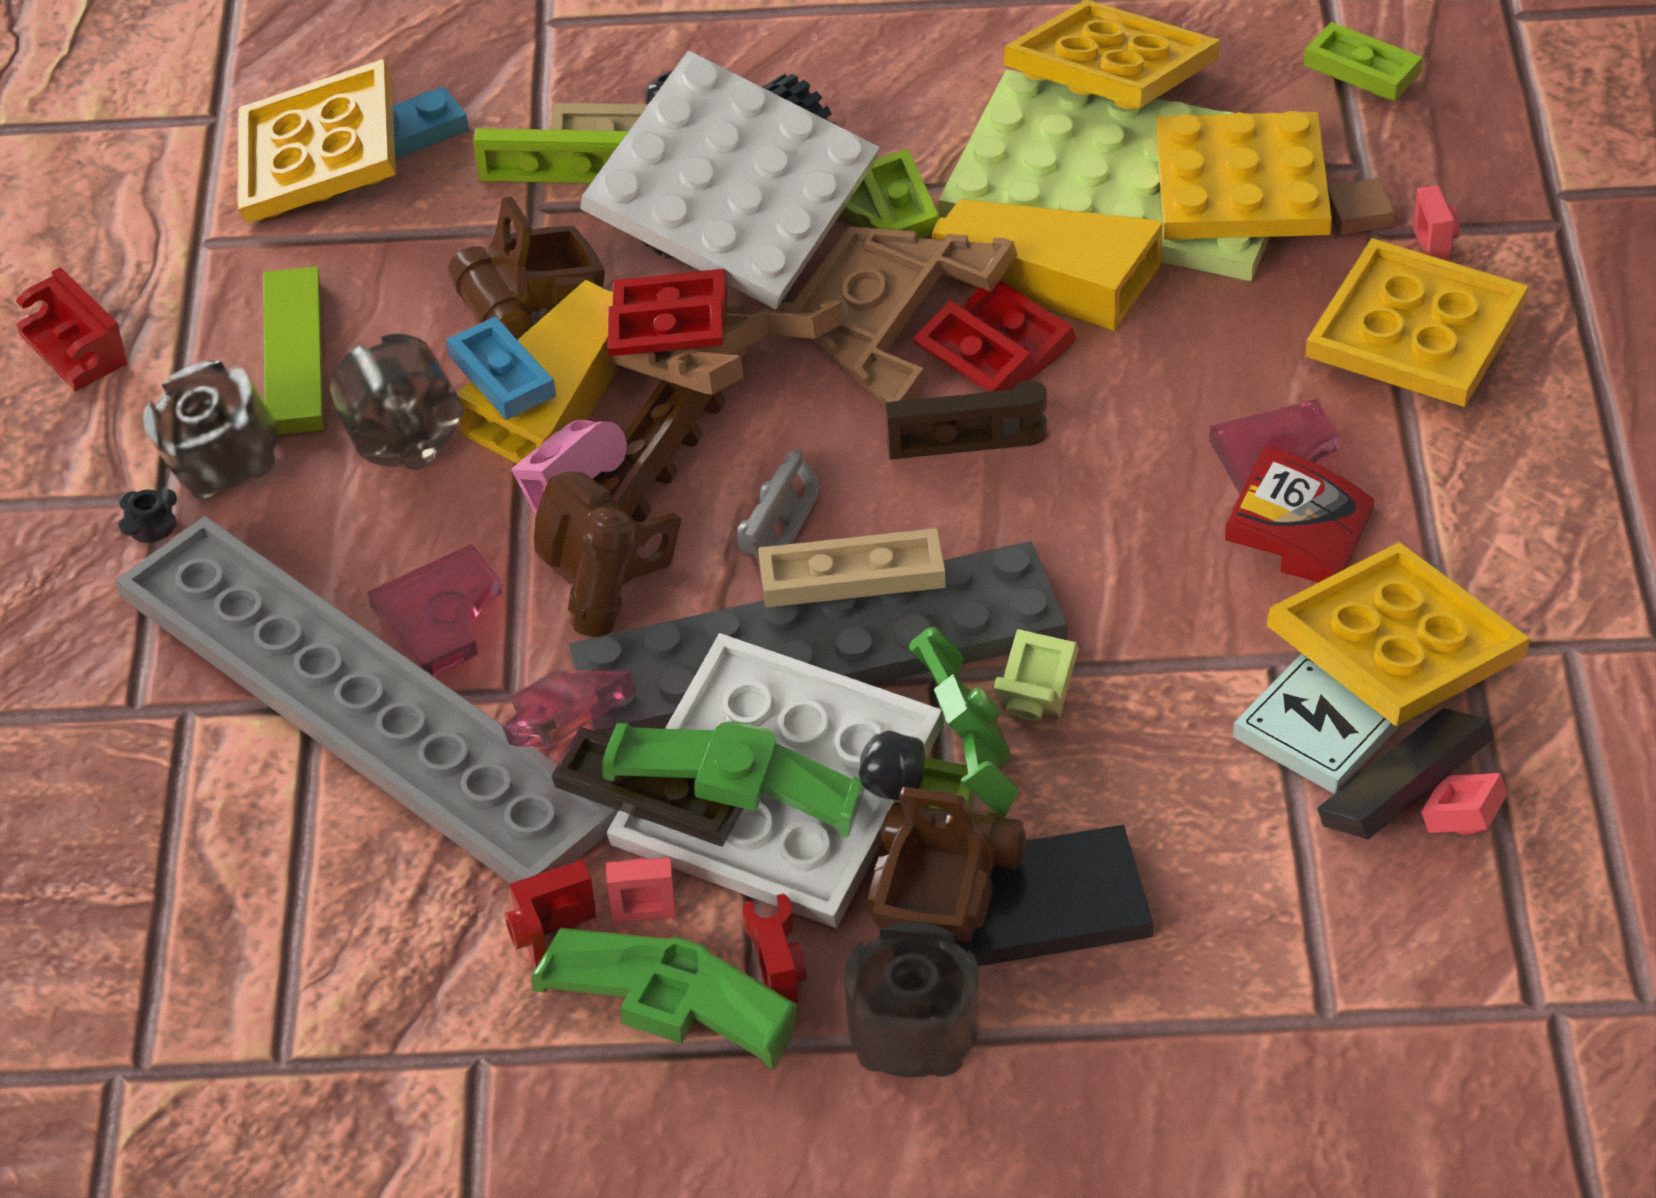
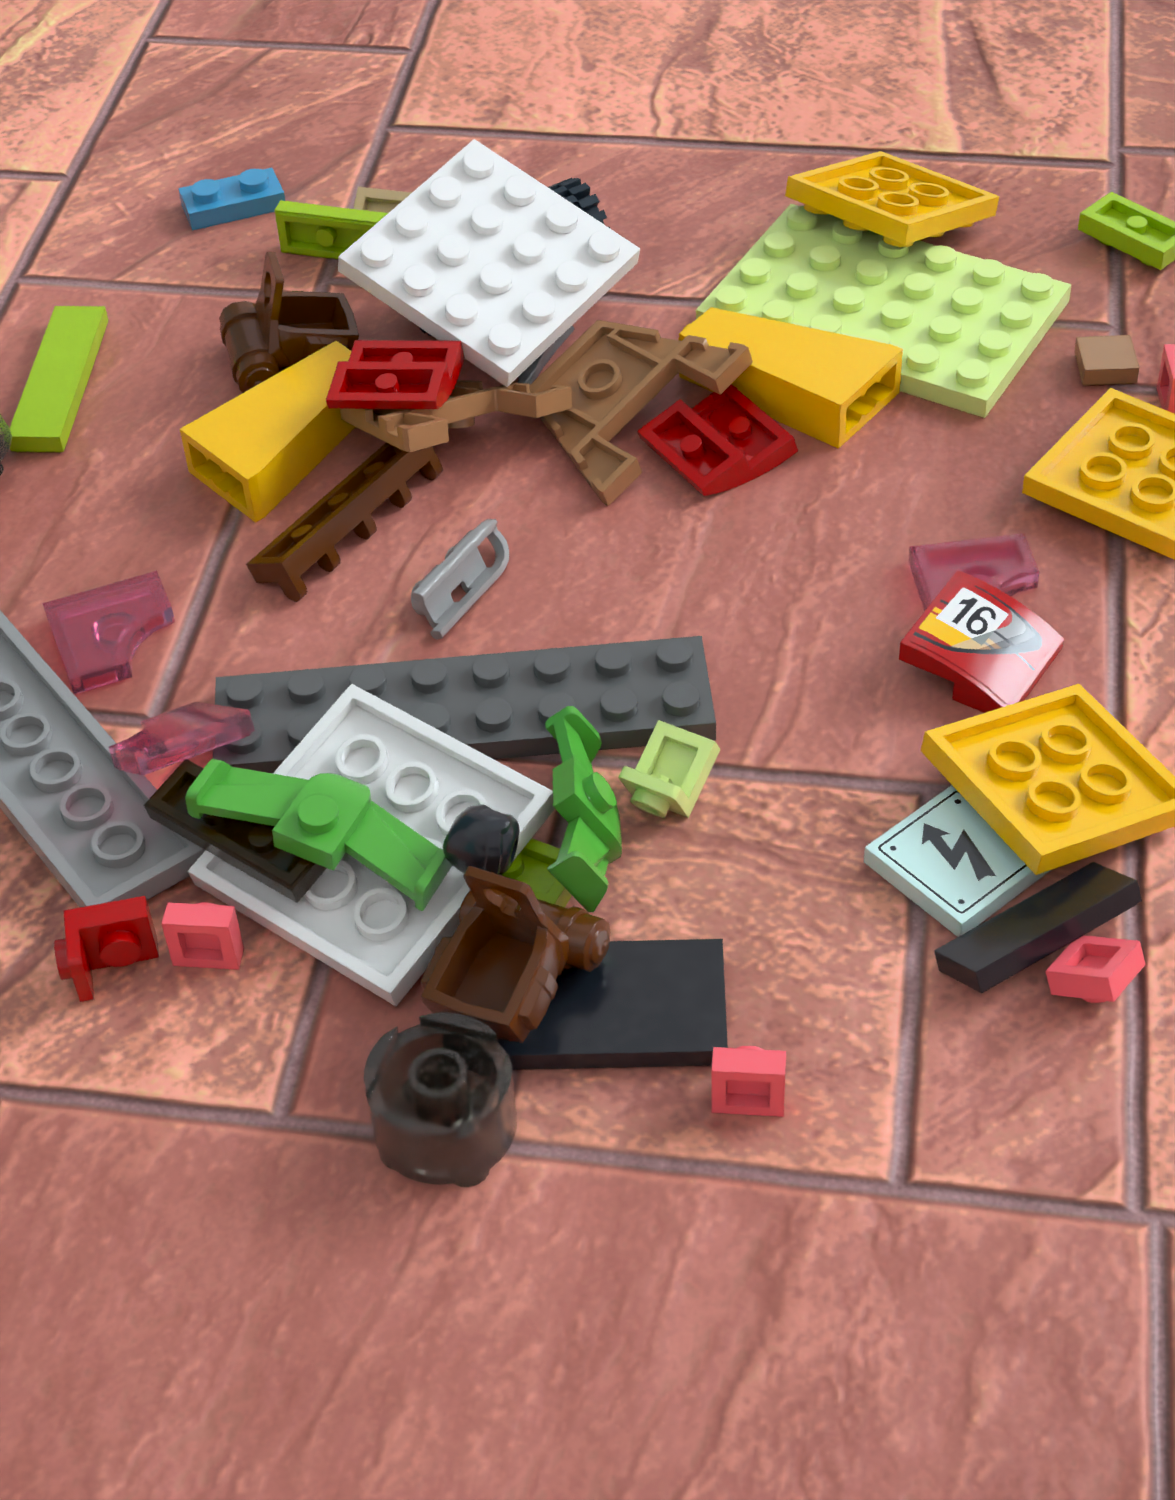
camera: 10 degrees right, 0 degrees up
(316, 142) = (137, 200): yellow plate -> none
(396, 402) = (122, 429): clear smoke brick -> none
(501, 368) = (224, 408): dark azure plate -> none
(576, 447) = (266, 504): bright pink leg -> none
(595, 547) = (266, 587): reddish brown piece -> none
(670, 988) = (199, 1044): bright green plate -> none
(778, 961) = (319, 1034): red plate -> none
(851, 567) = (506, 637): tan plate -> none
(893, 198) = (648, 299): lime wing -> none
(967, 422) = (667, 514): dark brown plate -> none
(1179, 946) = (748, 1081): none -> coral plate
(1242, 175) = (992, 316): yellow plate -> none

